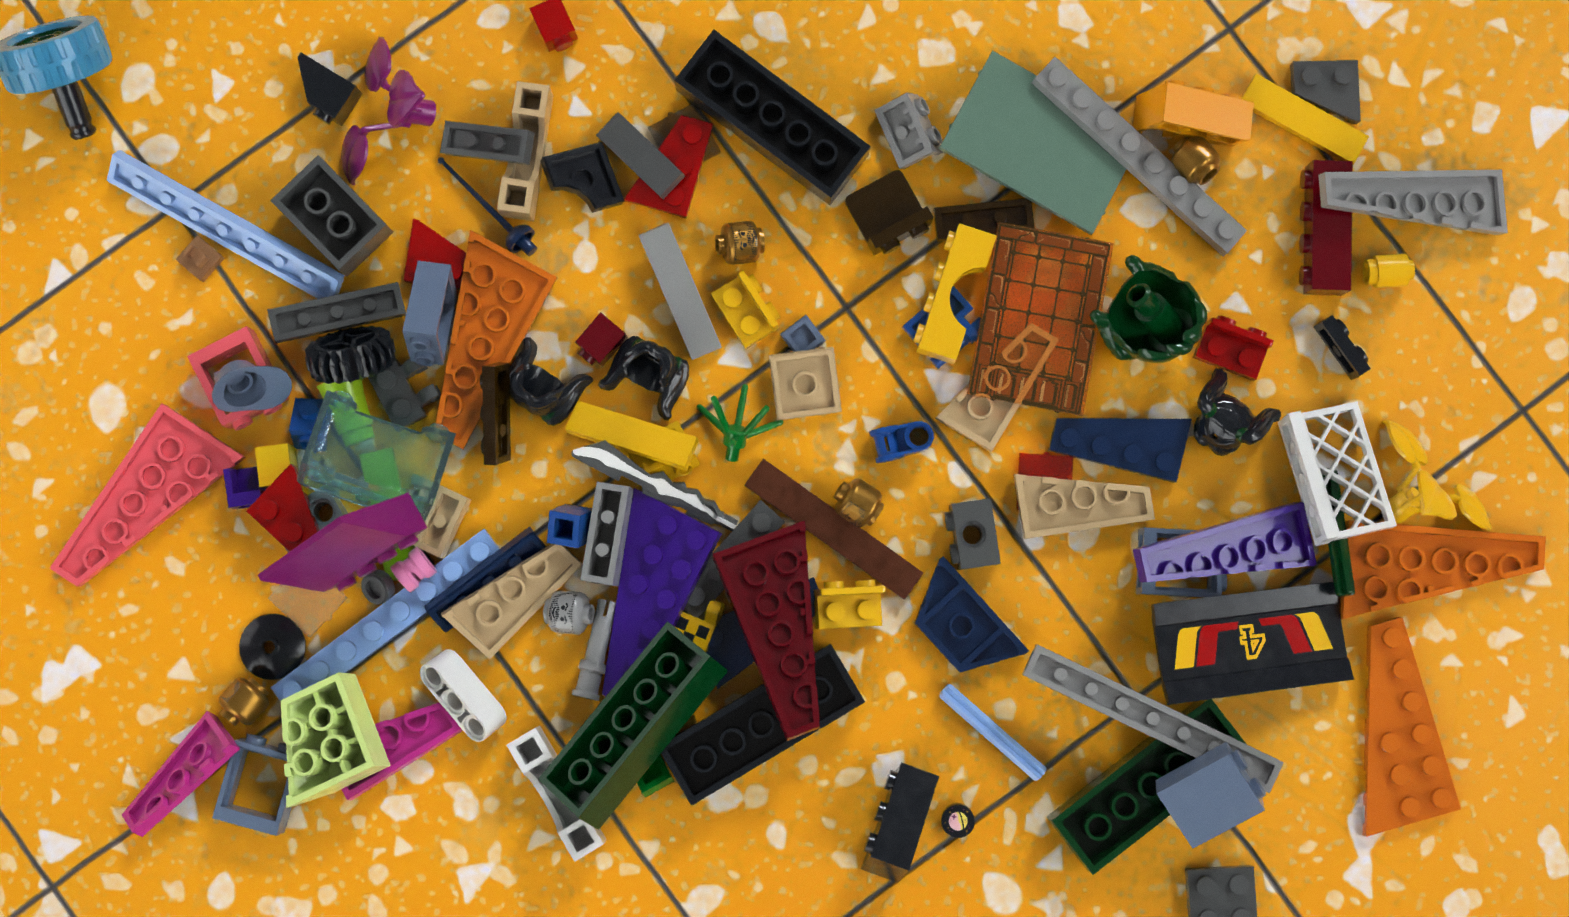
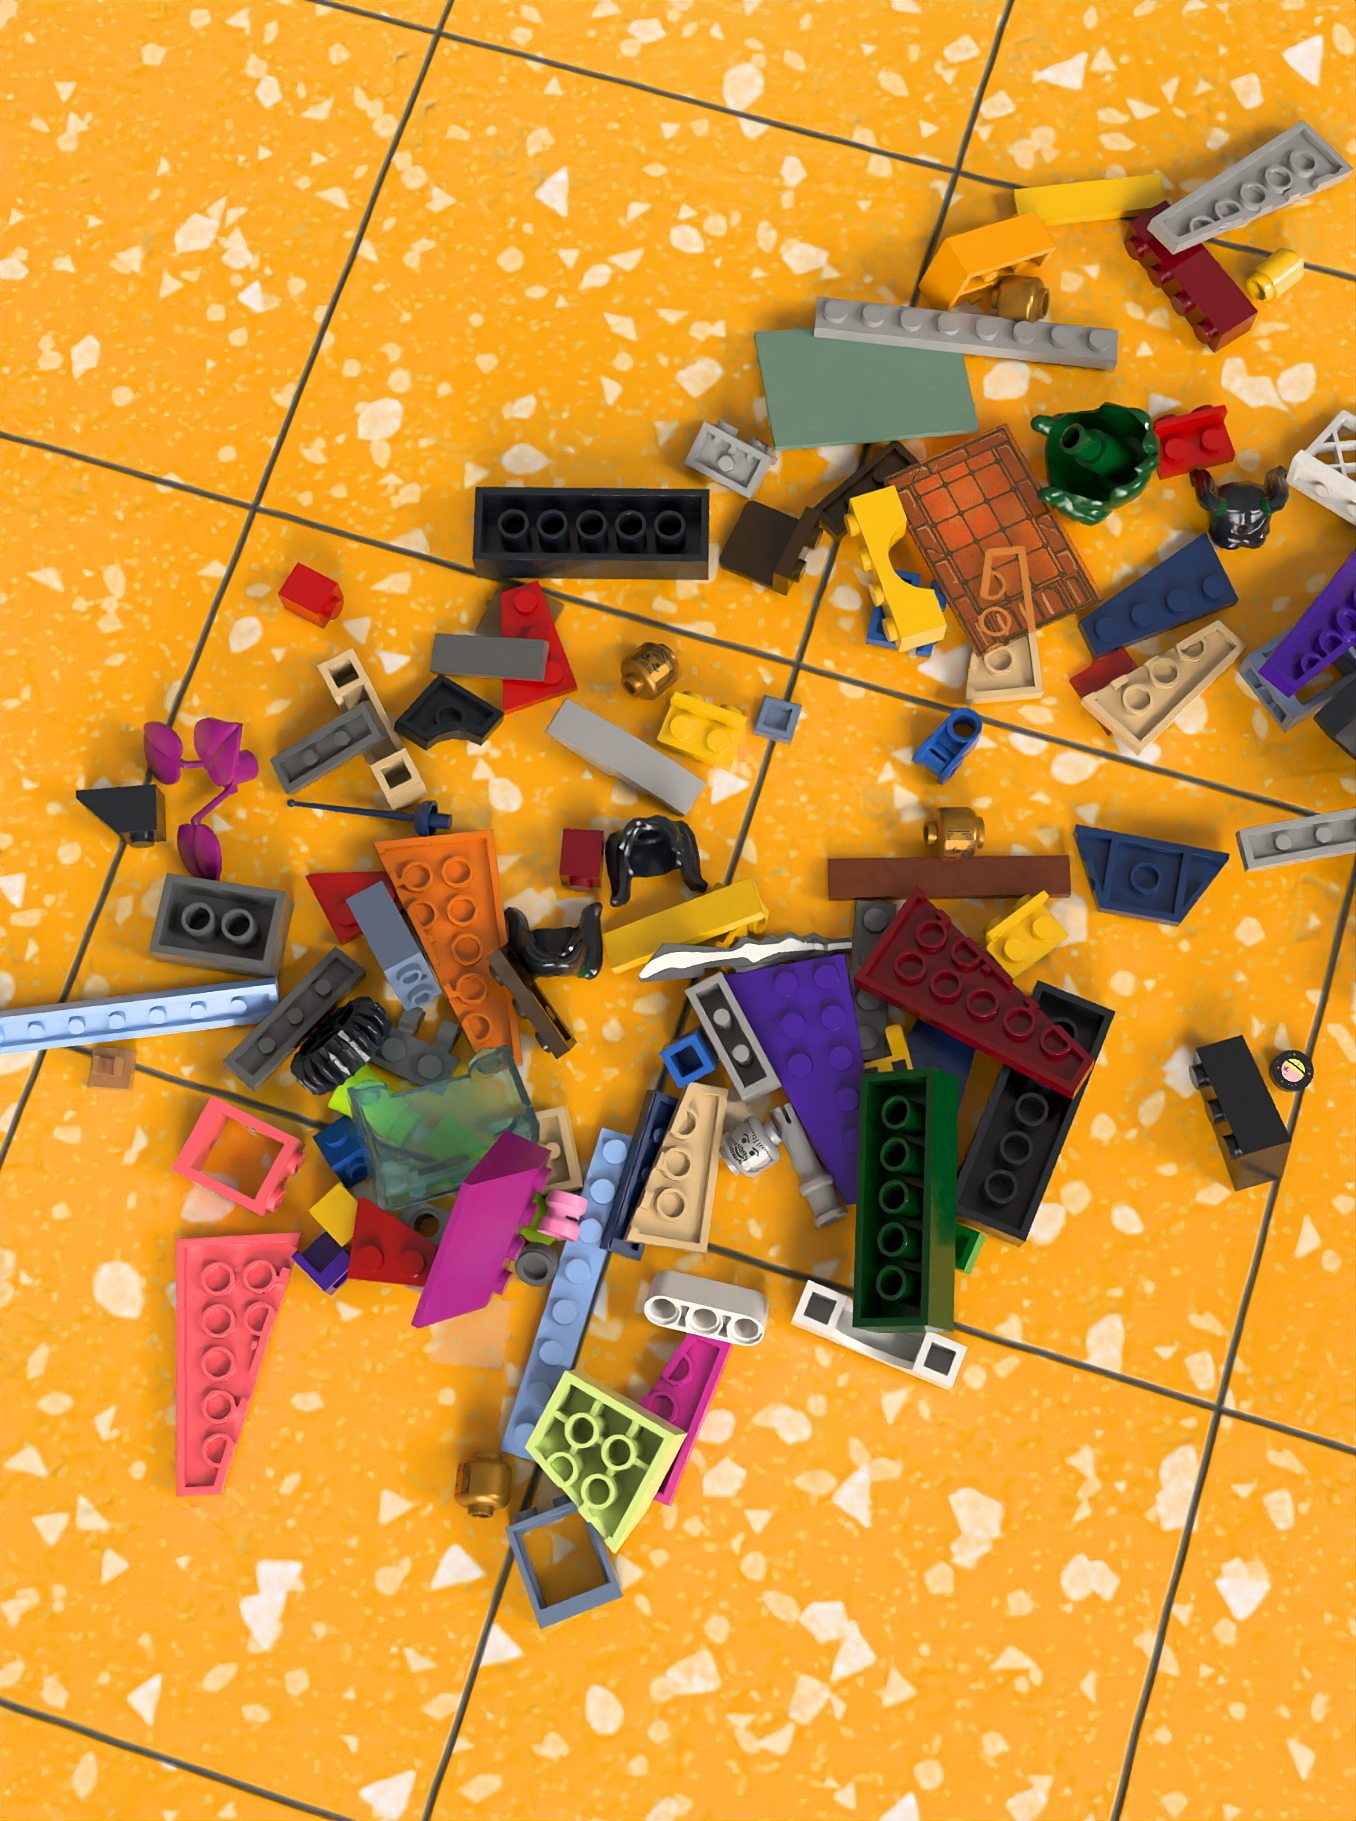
camera: 30 degrees left, 10 degrees down
(186, 769) = (473, 1603): dark pink wing -> none
(249, 387) = (262, 1147): sand blue piece -> none
(288, 643) = (487, 1423): black dish -> none
(736, 434) = (784, 854): green plant -> none
(805, 383) = (813, 759): tan tile -> none
(976, 514) = (1083, 761): dark grey brick -> none
(992, 732) = (1256, 960): light blue axle -> none
(1329, 86) = (1088, 156): dark grey wing -> none
(1336, 338) = (1290, 371): black plate -> none

